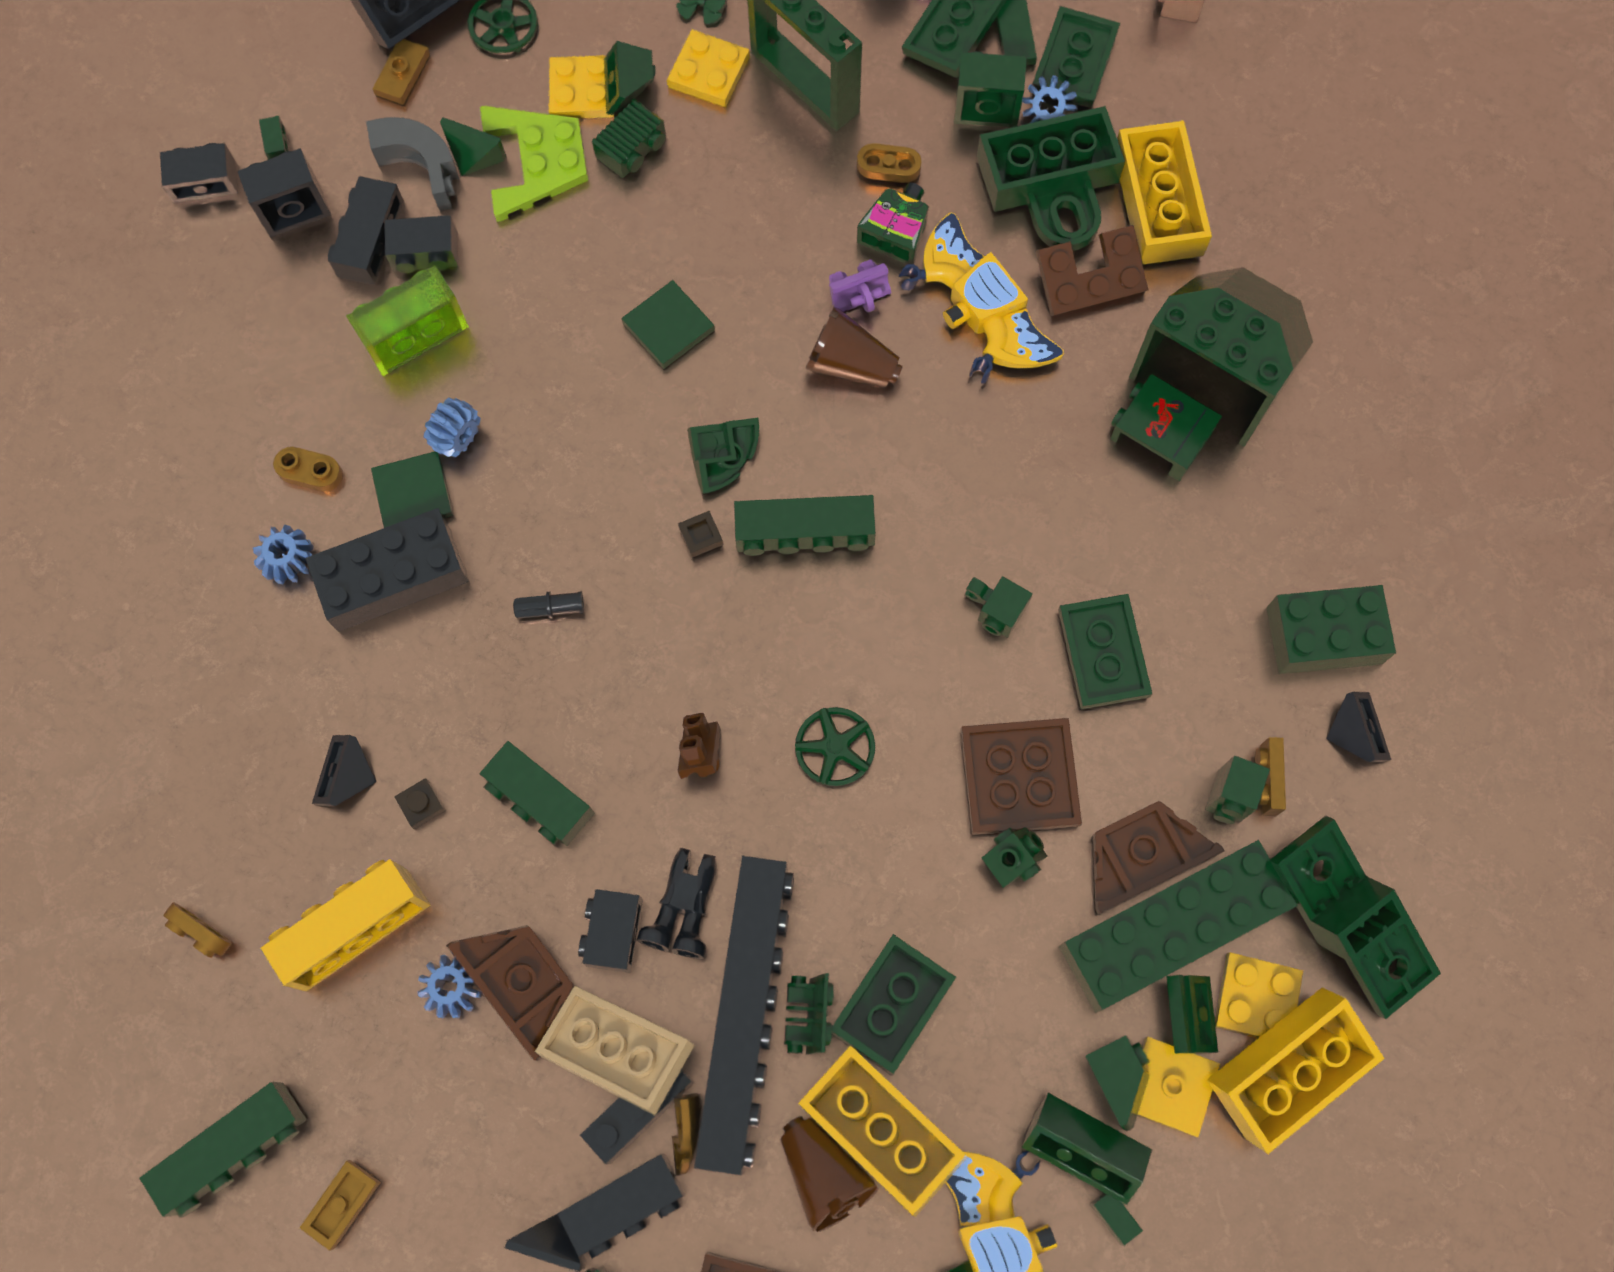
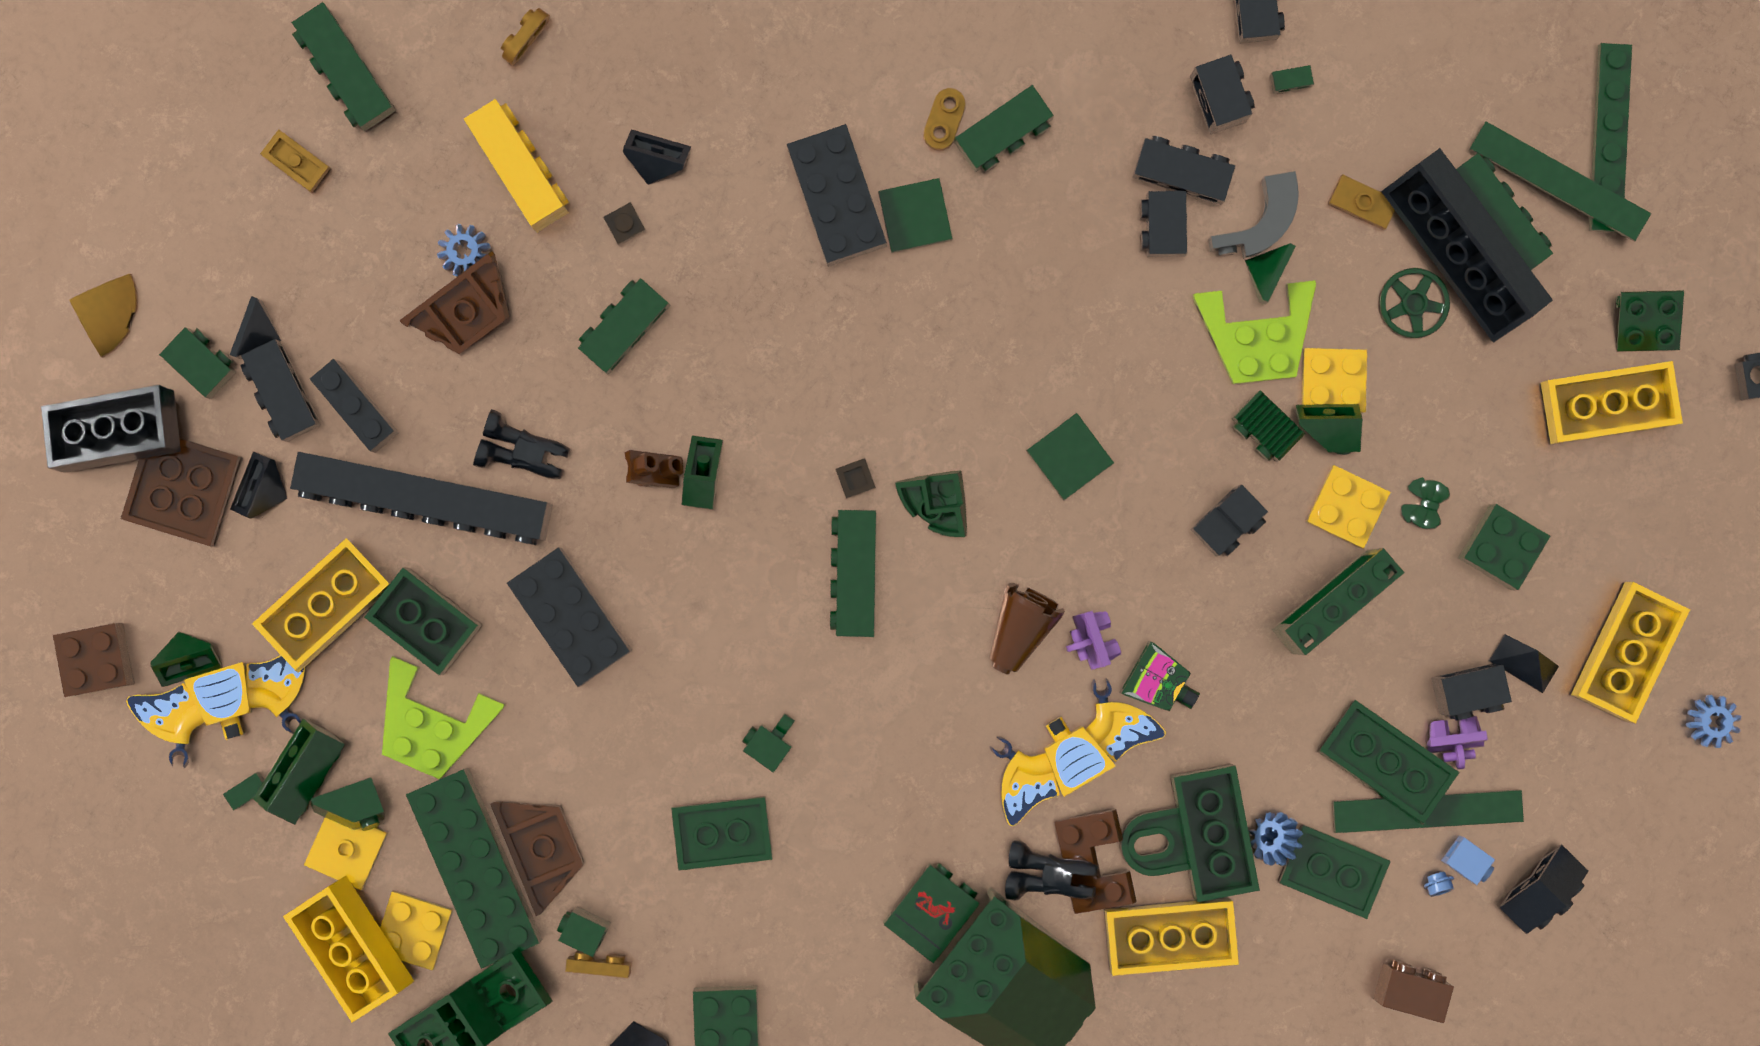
camera: 90 degrees right, 15 degrees up
(275, 546) = (851, 93): medium blue gear -> none
(319, 404) = (1004, 129): none -> dark green brick
(408, 320) = (1078, 212): clear neon green brick -> none
(452, 427) = (969, 254): medium blue gear -> none
(548, 605) = (797, 339): black axle -> none
(611, 930) = (501, 388): black brick -> none
(615, 1049) = (399, 388): tan plate -> none
(688, 1122) = (329, 445): pearl gold brick -> none
(702, 693) = (702, 472): none -> dark green slope
(722, 162) = (1229, 519): none -> black brick
(742, 1225) = (259, 487): none -> black slope
(818, 1032) = (431, 560): dark green hinge -> none
(824, 1174) = (292, 554): reddish brown cone -> none
(835, 746) = (651, 587): dark green wheel -> none
(875, 833) = (569, 617): none -> black brick
(889, 161) = (1226, 677): pearl gold plate -> none
(990, 89) = (1292, 781): dark green brick -> none
(1015, 856) = (541, 735): dark green brick -> none
(1020, 776) = (613, 747): reddish brown plate -> none
(1027, 998) = (424, 735): none -> lime wing
(1114, 300) = (1055, 876): none -> black piece
(1192, 1014) = (400, 871): dark green plate -> none

